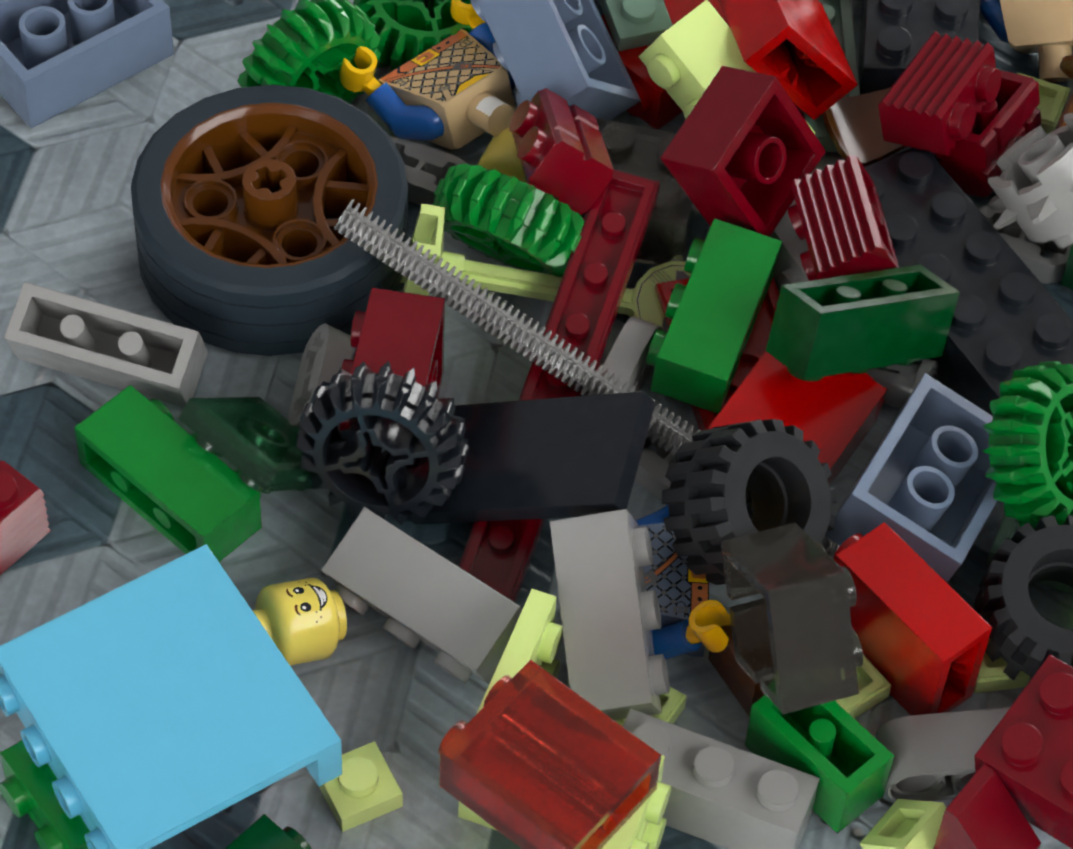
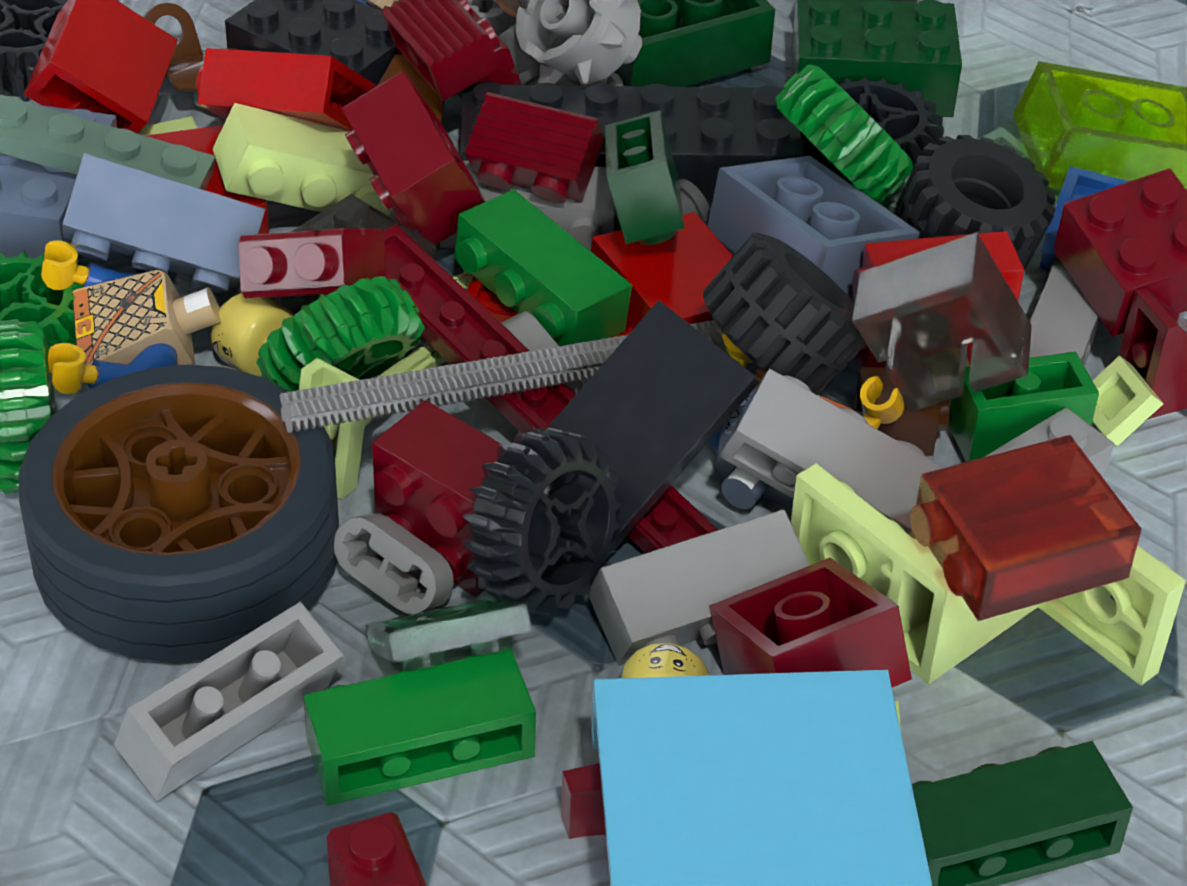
camera: 60 degrees left, 10 degrees down
(395, 689) = (811, 623): none -> dark red brick

